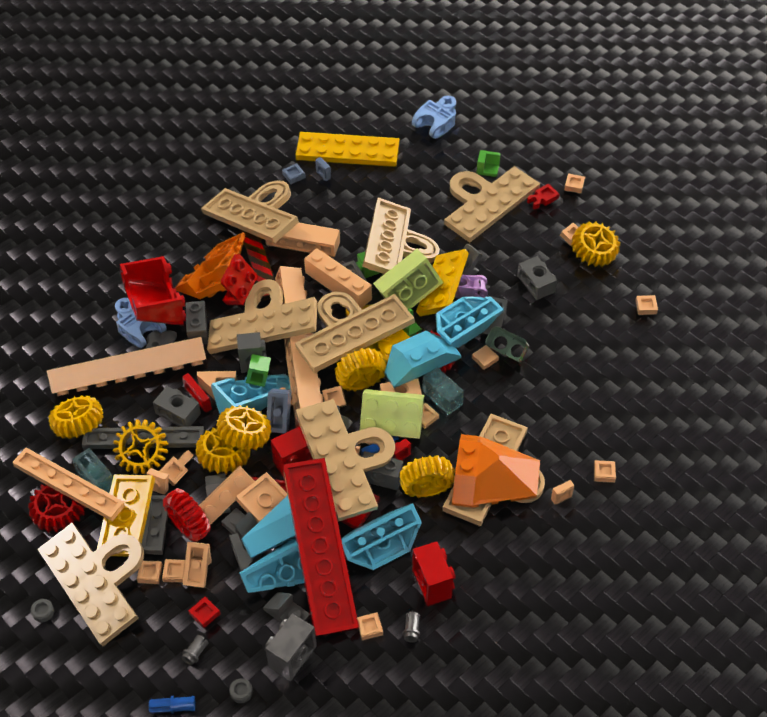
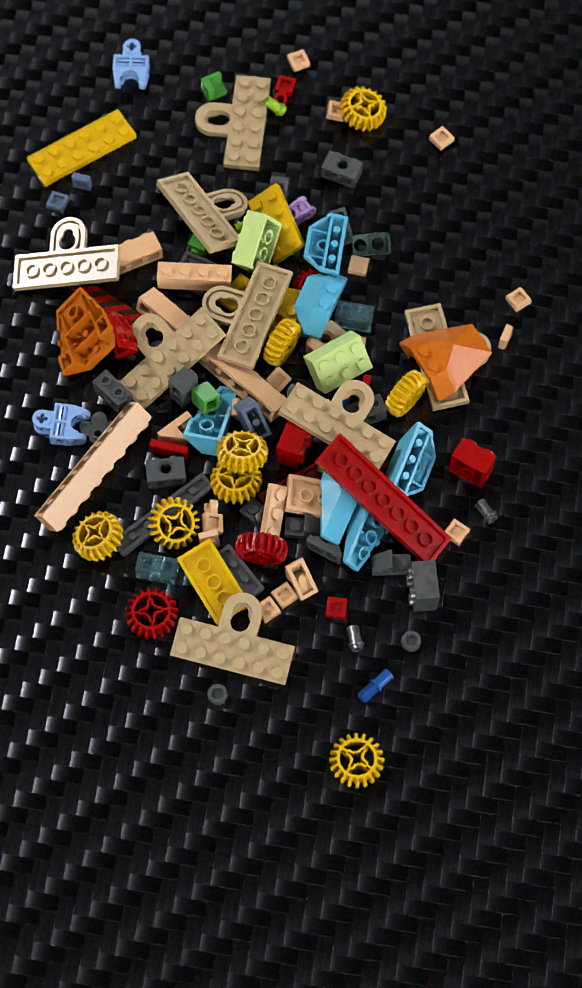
camera: 40 degrees left, 15 degrees up
(69, 484) = (152, 590): light nougat plate -> none
(151, 291) = (59, 393): red windscreen -> none
(523, 202) = (278, 108): none -> lime pin

